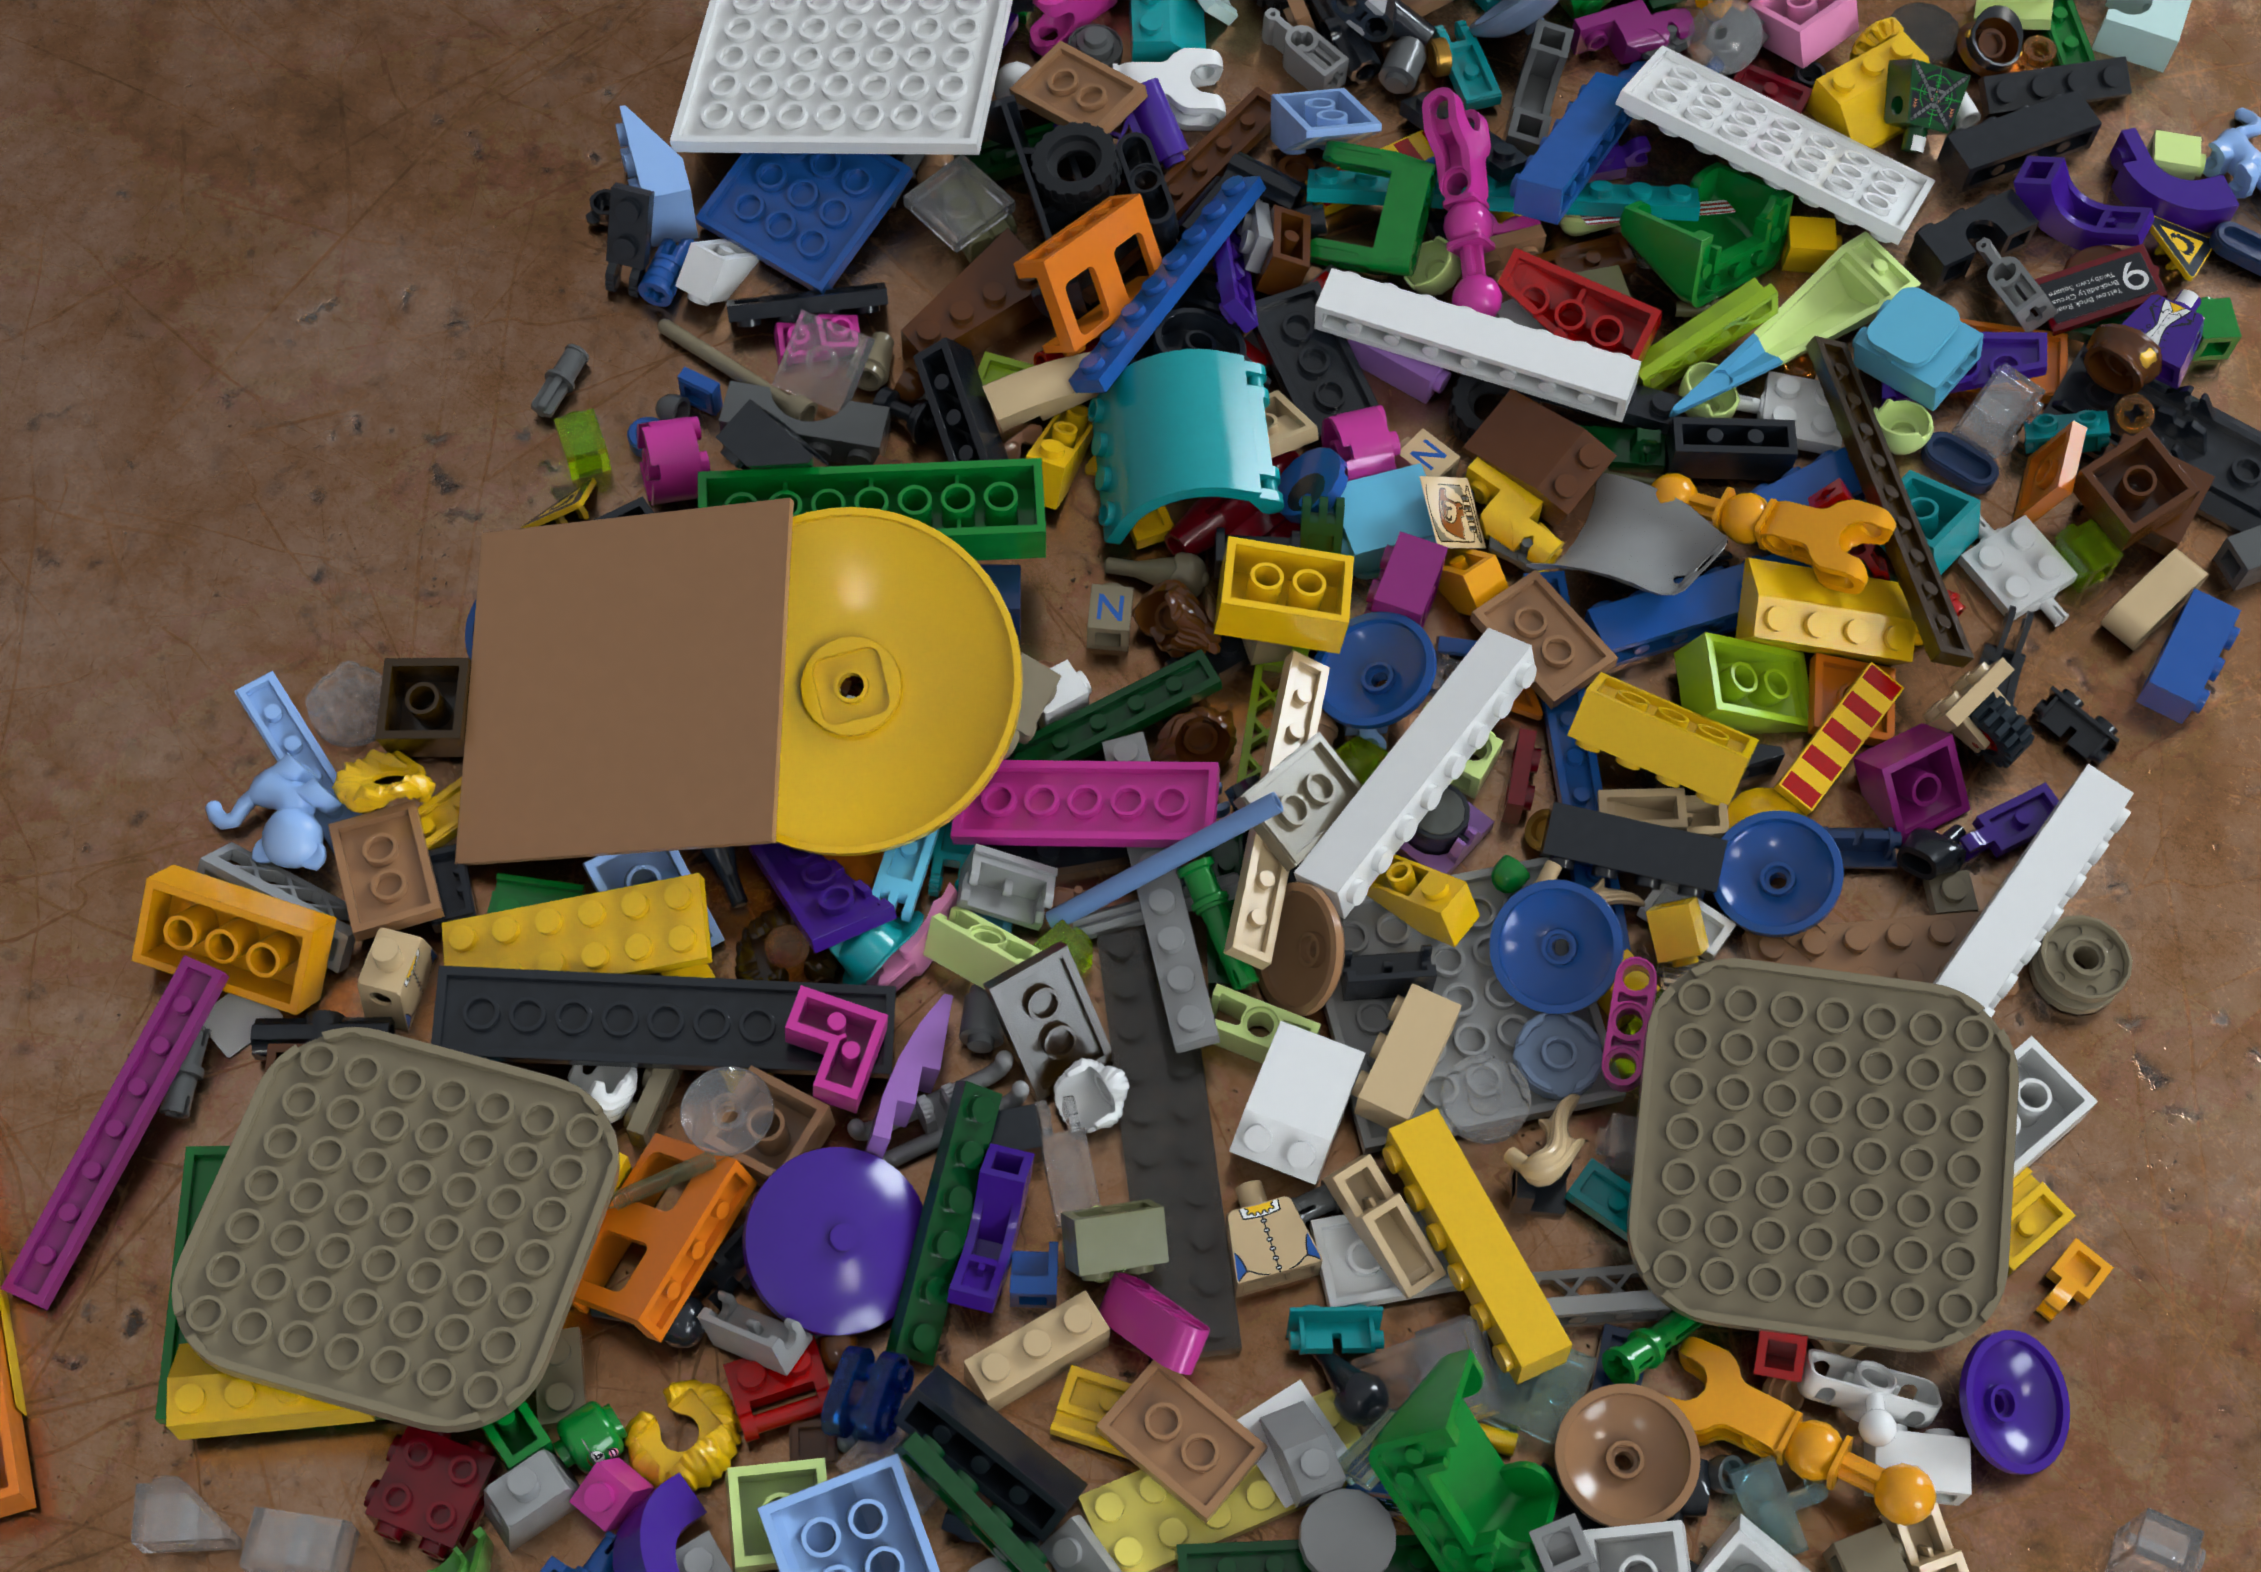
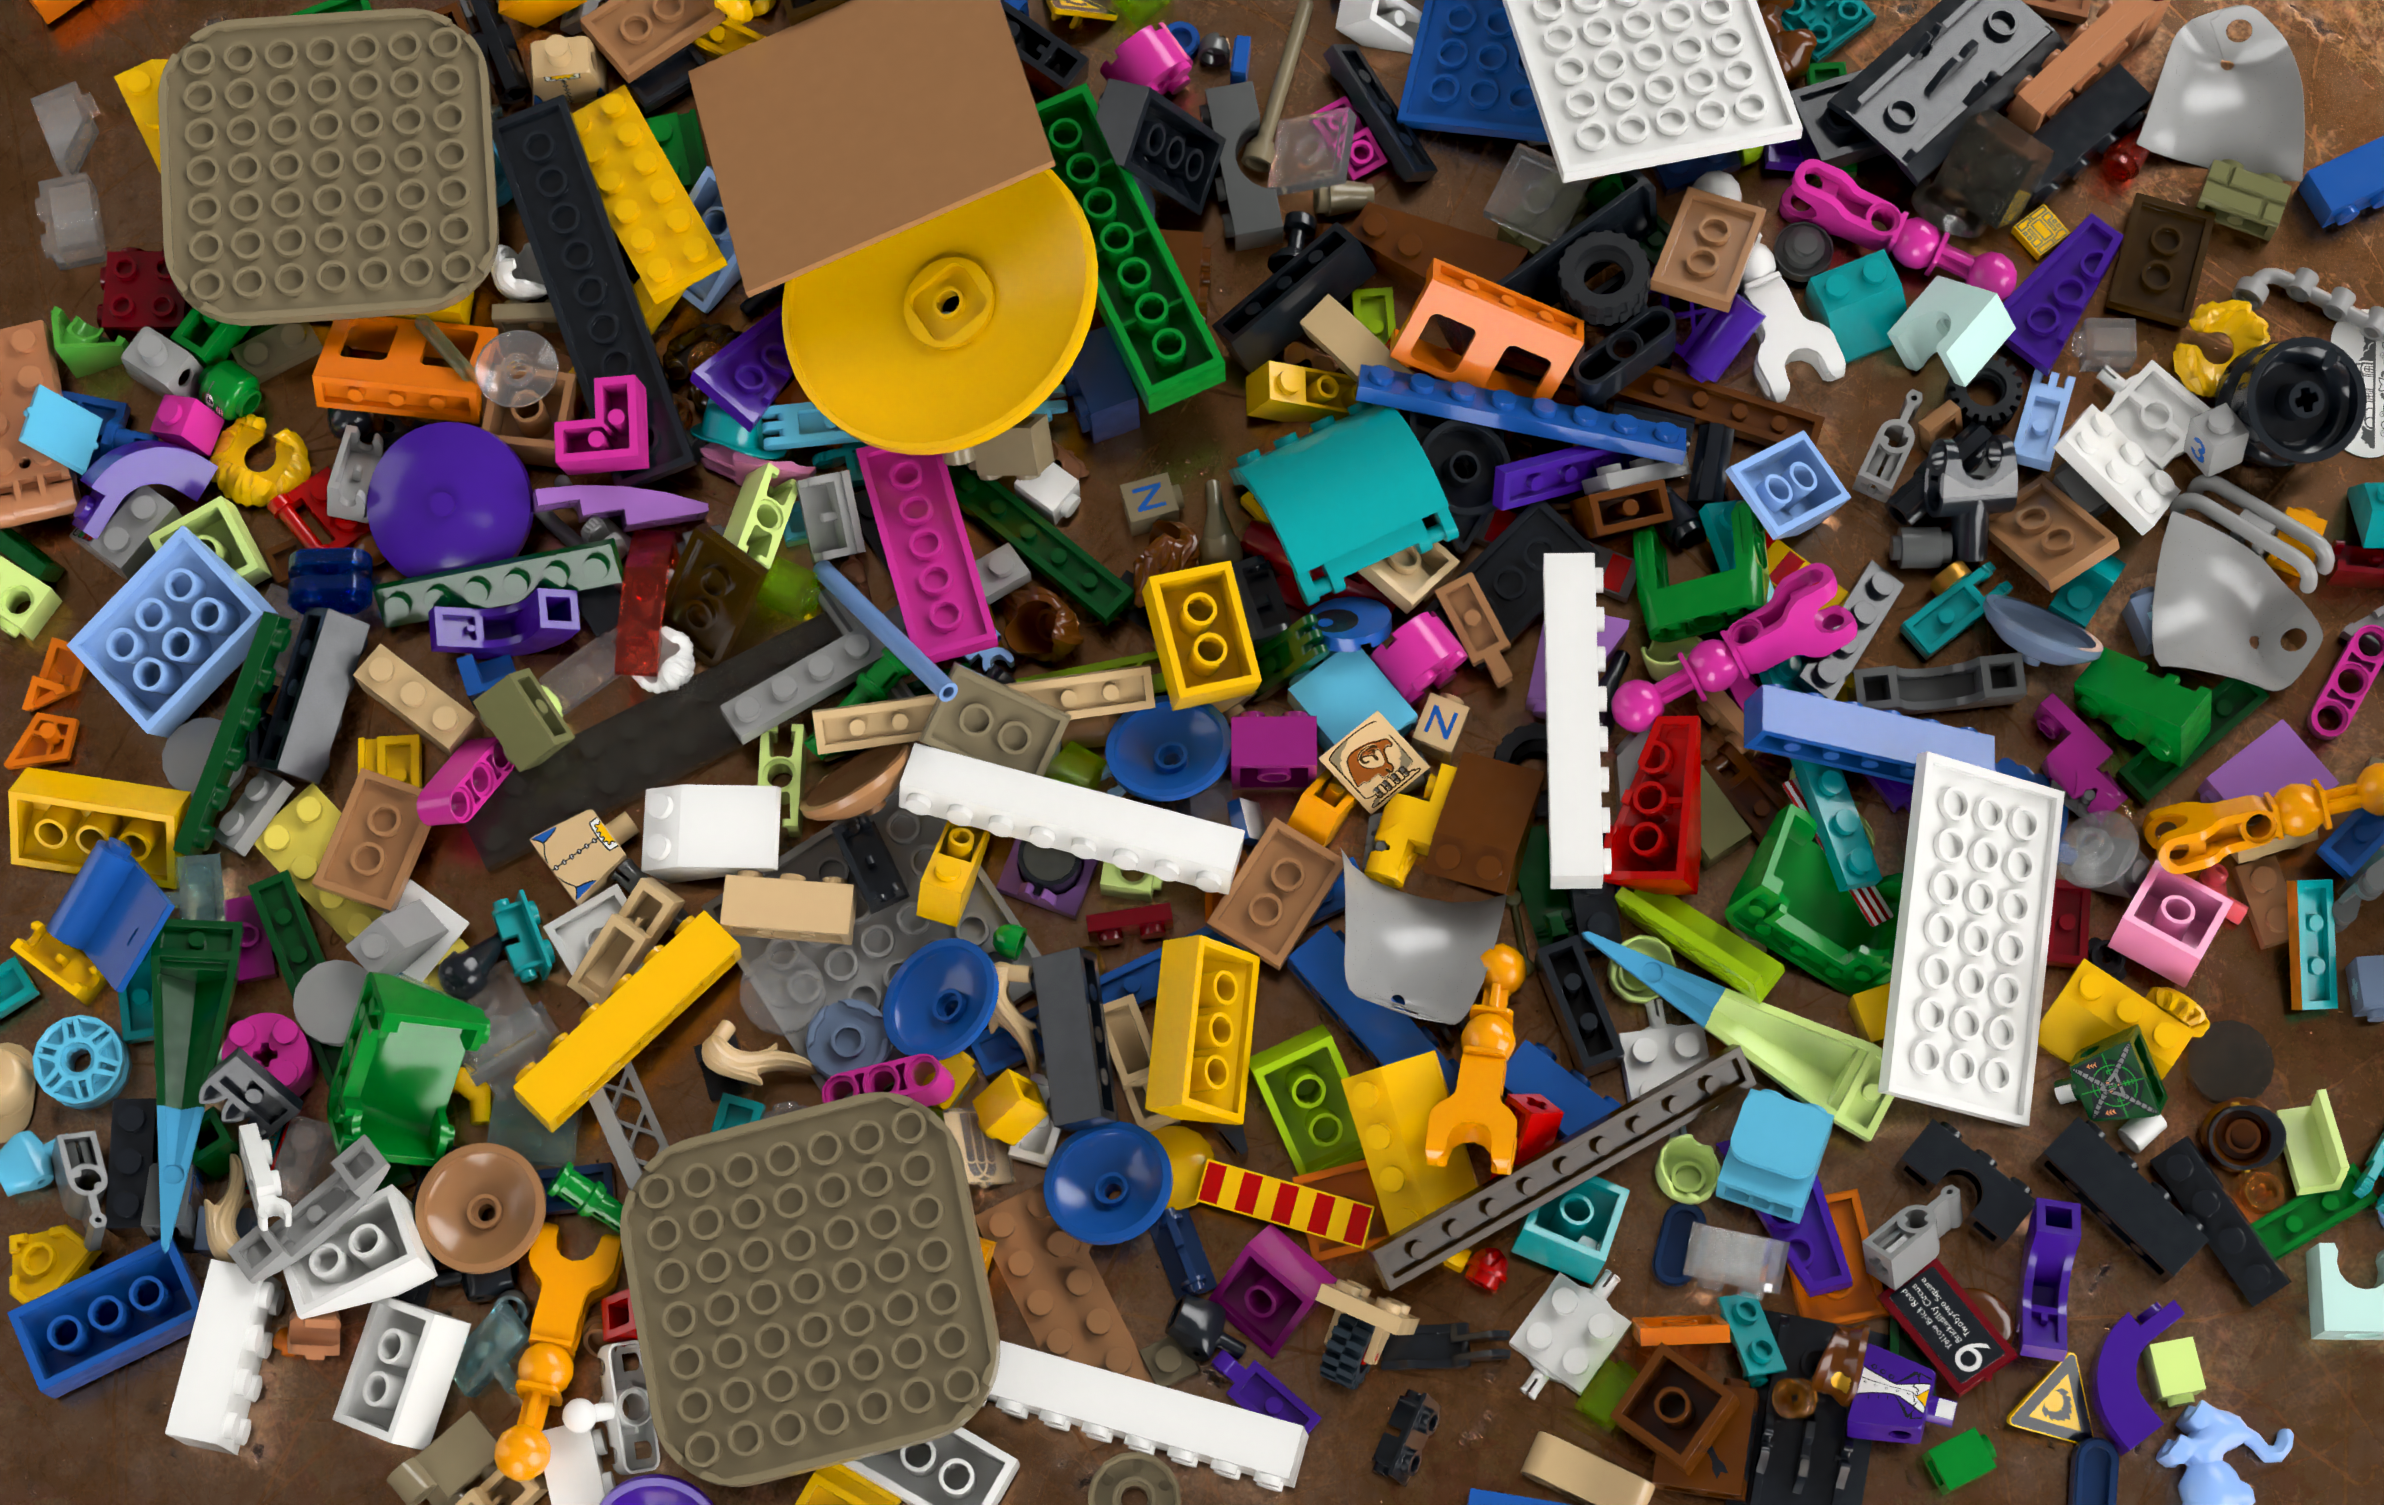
camera: 75 degrees right, 10 degrees up
(1030, 1083) = (643, 602): none -> clear red slope
(1339, 393) = (1476, 626): none -> medium nougat plate

